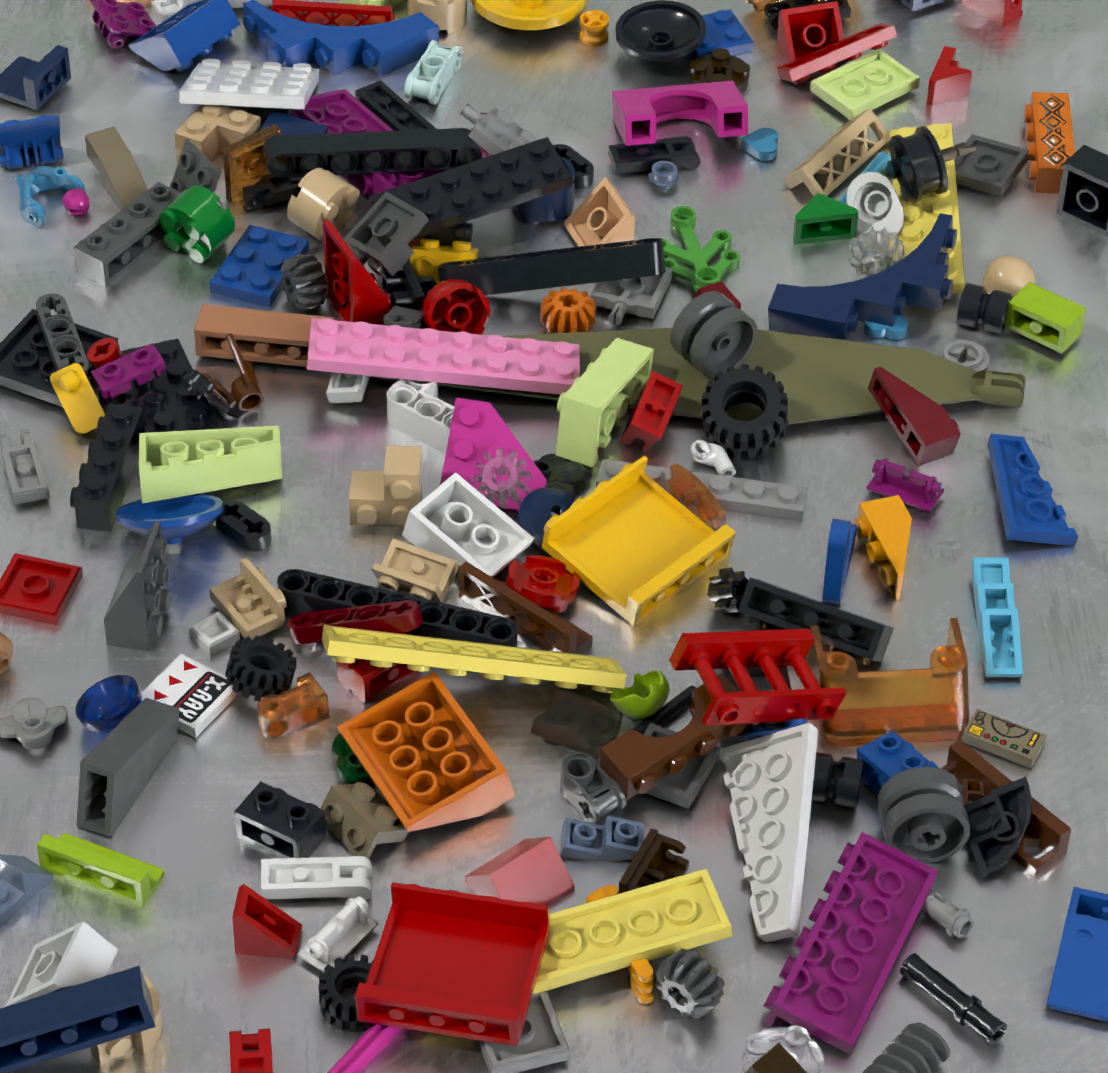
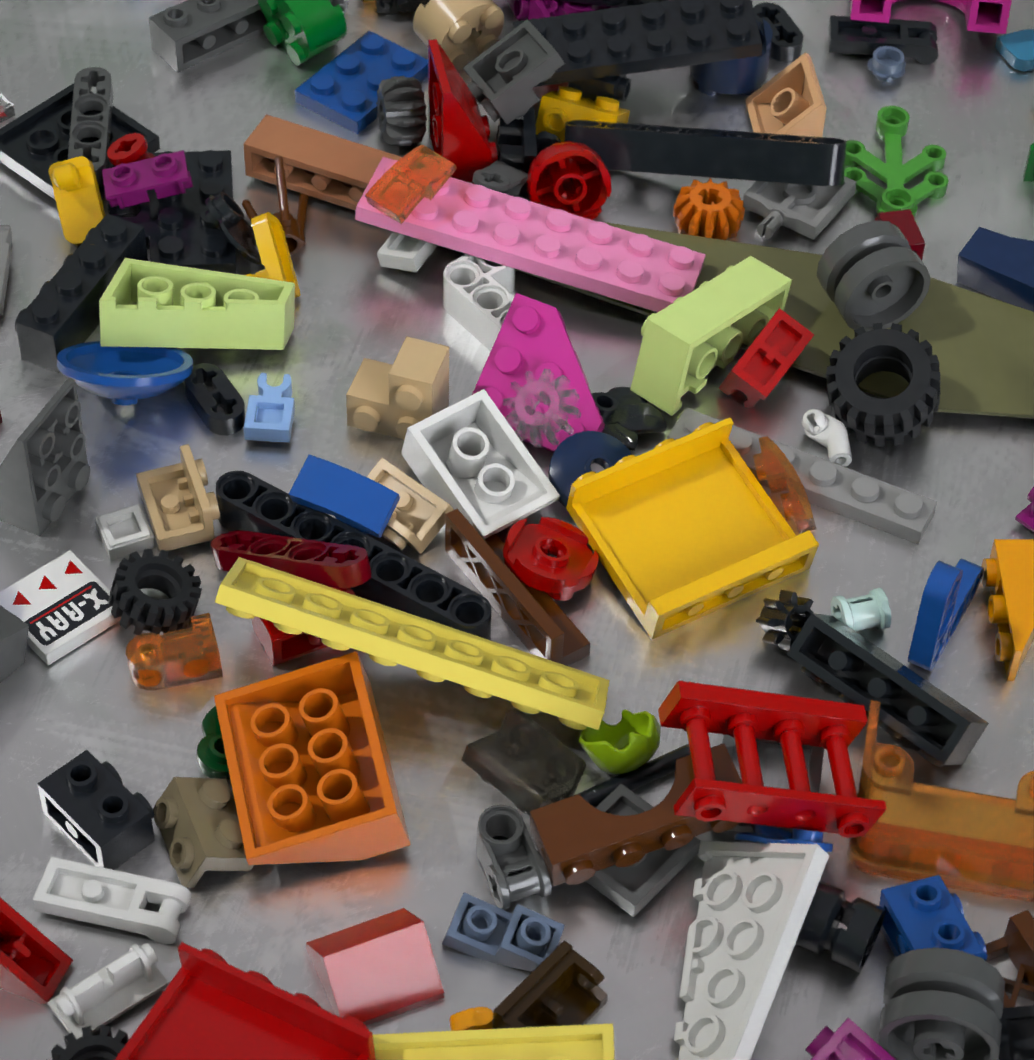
camera: 15 degrees right, 5 degrees up
(247, 404) = (273, 250): none -> yellow piece
(290, 525) = (270, 412): none -> light blue plate
(344, 332) = (408, 181): none -> clear orange slope
(379, 568) = (344, 495): none -> blue slope
(781, 572) = (863, 611): none -> light aqua bush

